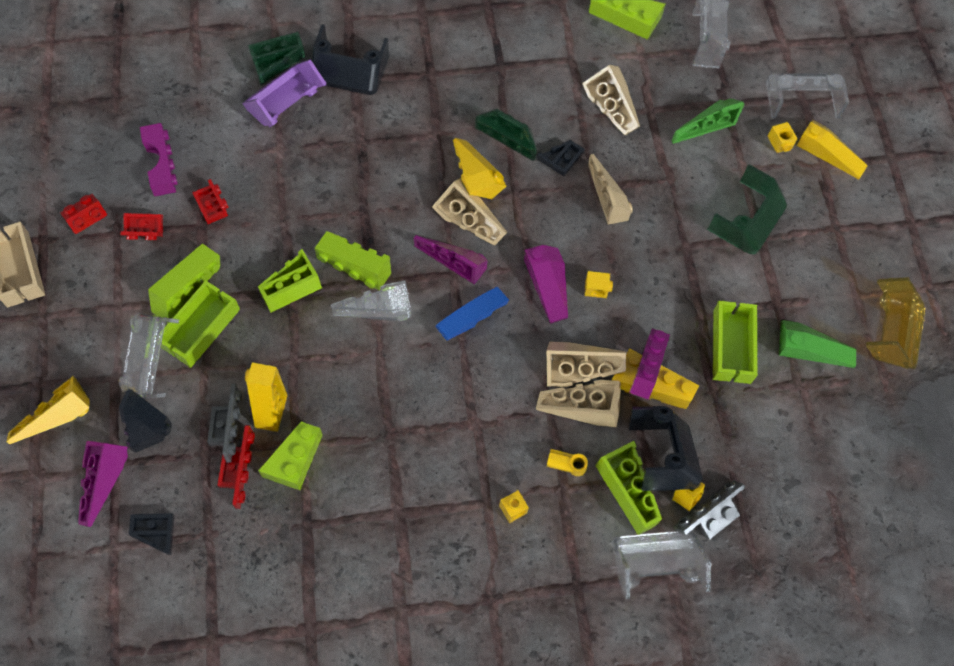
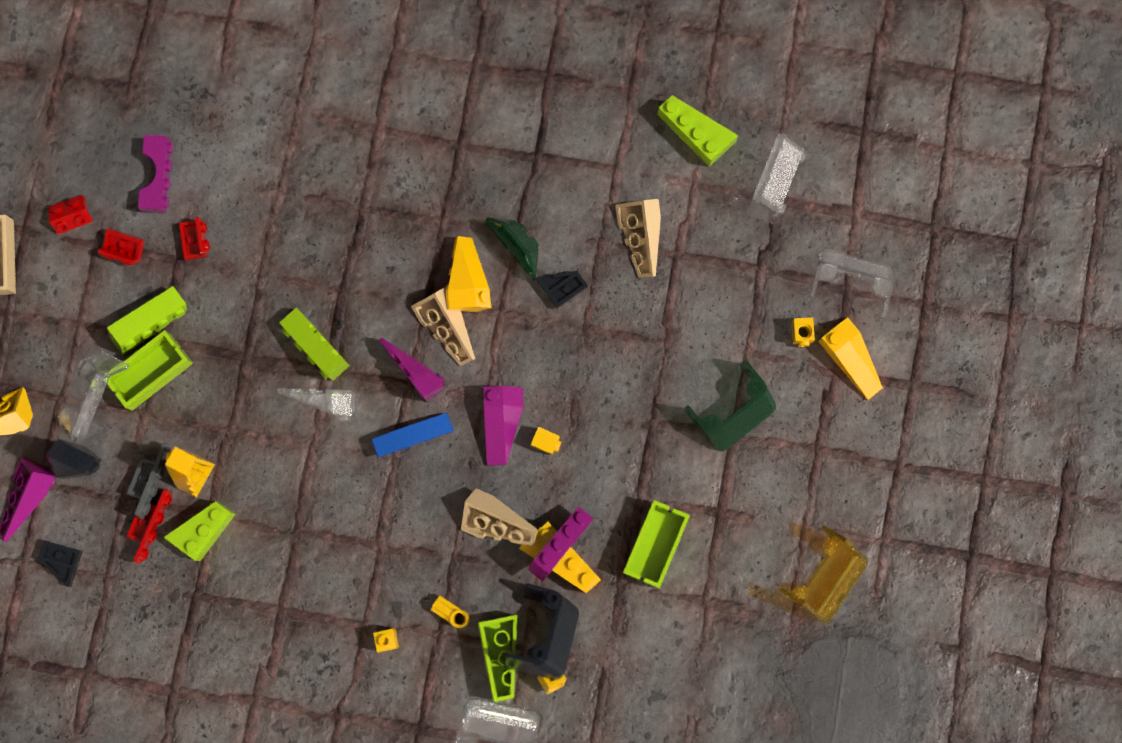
camera: 25 degrees right, 15 degrees up
(276, 55) = (302, 84): clear green wedge -> none
(284, 91) = (294, 131): medium lavender windscreen -> none
(290, 283) = (247, 352): lime wedge -> none
(349, 72) = (383, 133): black windscreen -> none
(589, 403) = (493, 561): tan wedge -> none
(611, 196) = (596, 354): tan wedge -> none
(713, 513) = (569, 703): bracket -> none
(716, 117) = (744, 286): bright green wedge -> none
(809, 344) = (735, 565): bright green wedge -> none

